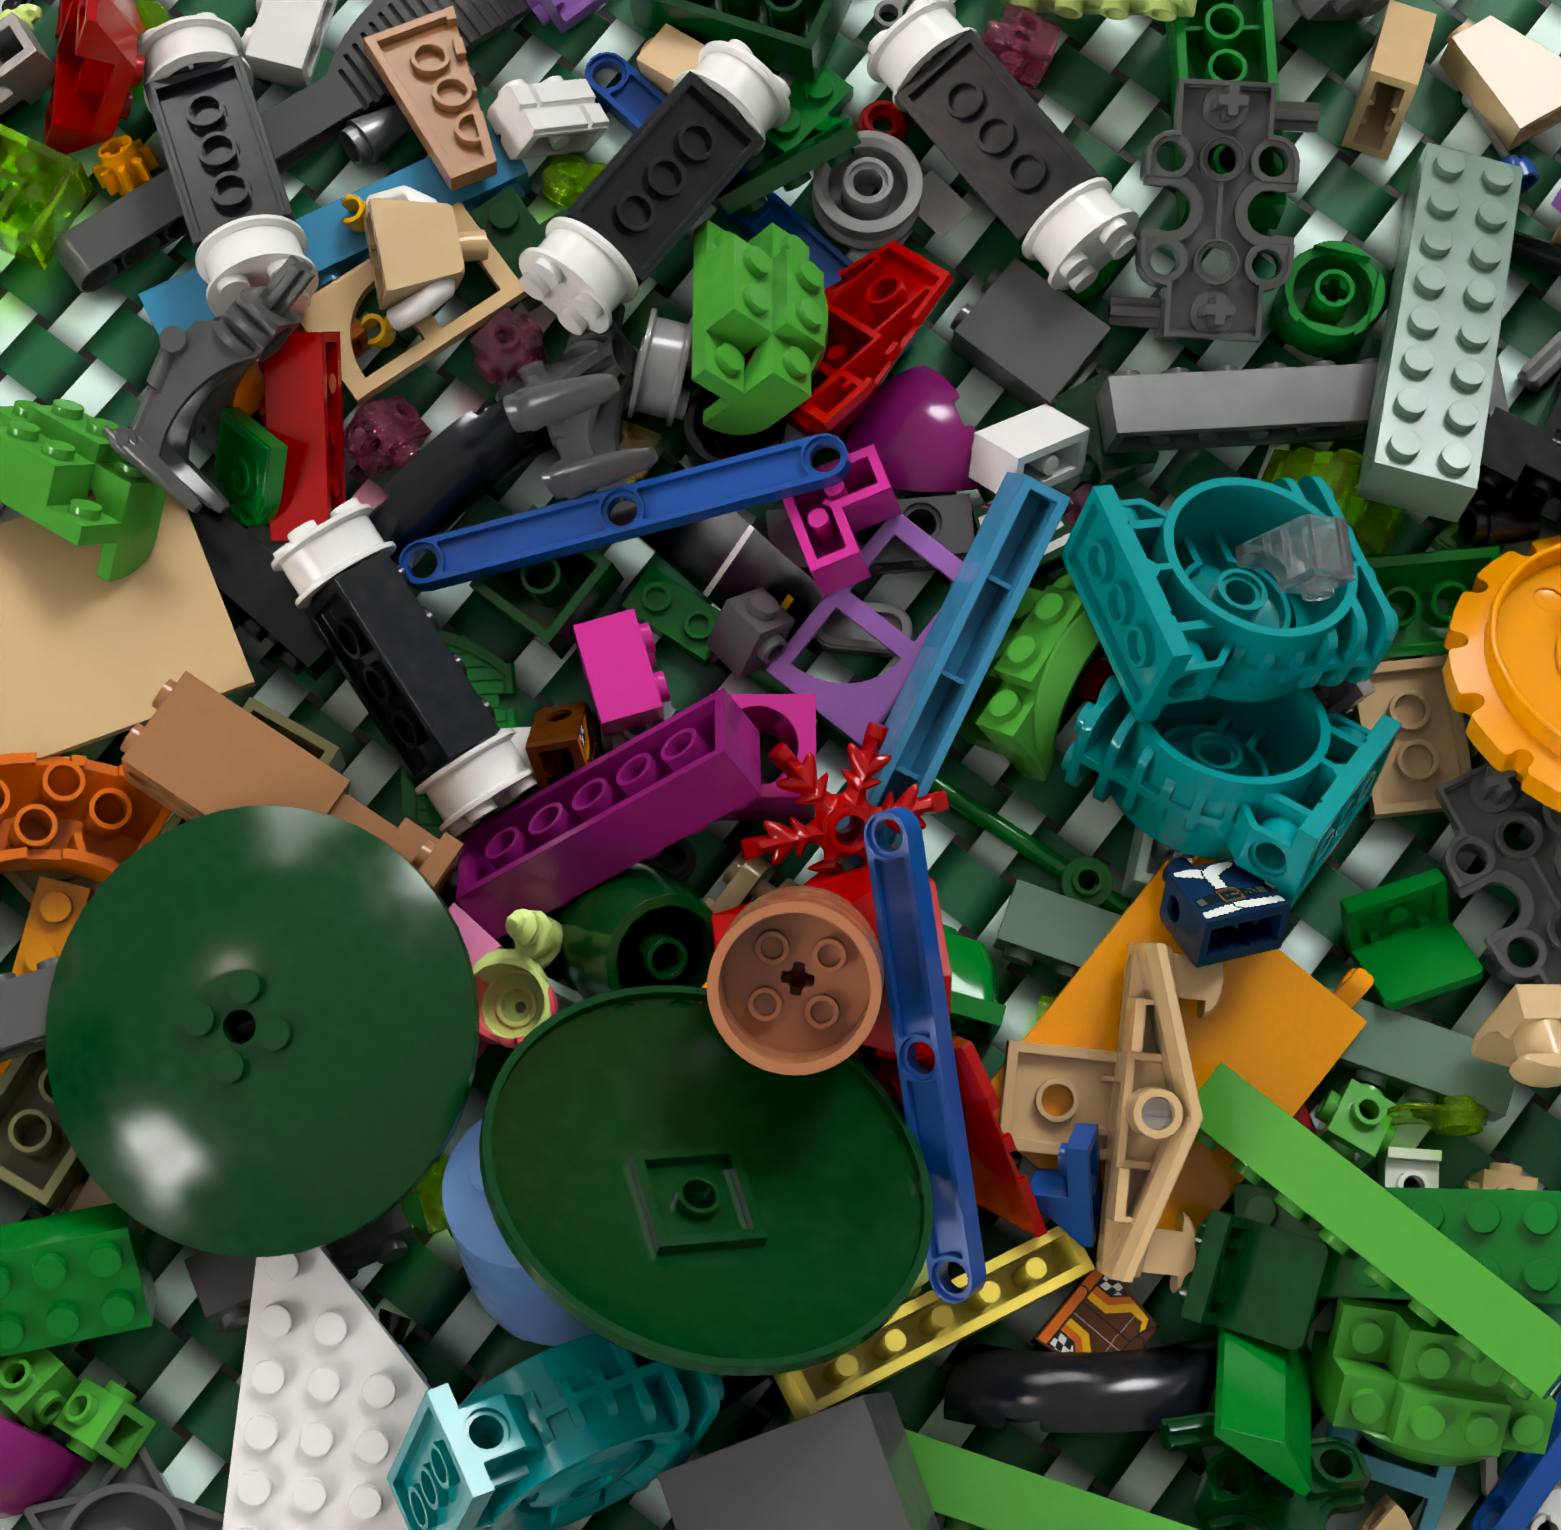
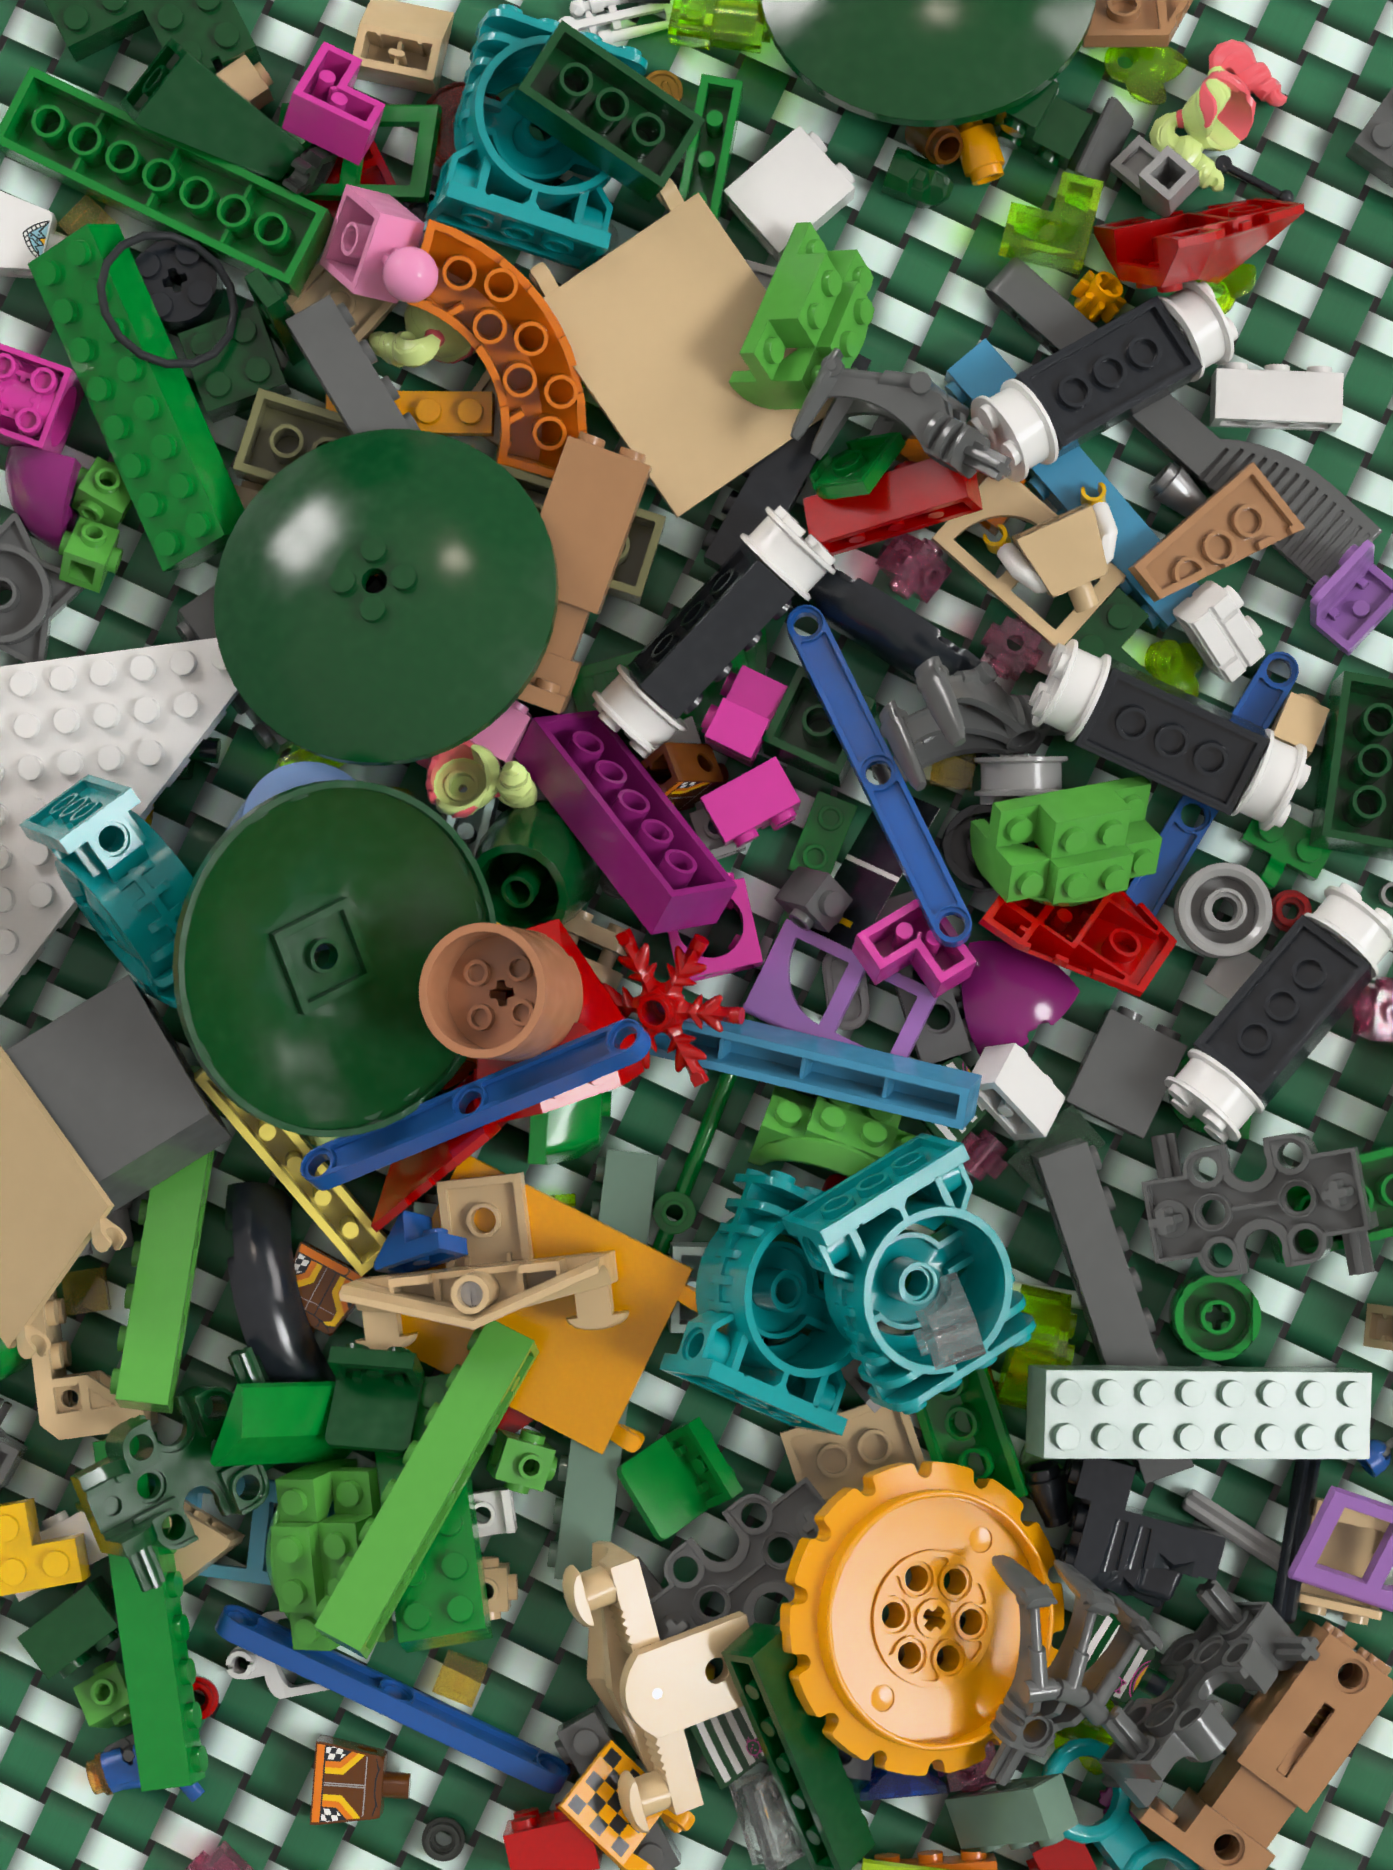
camera: 85 degrees right, 10 degrees up
(515, 663) = (744, 714): none -> dark pink brick
(790, 168) = (1219, 844): dark green plate -> none
(1221, 911) = (648, 1315): dark blue torso -> none
(1455, 1117) = (542, 1539): clear neon green plate -> none

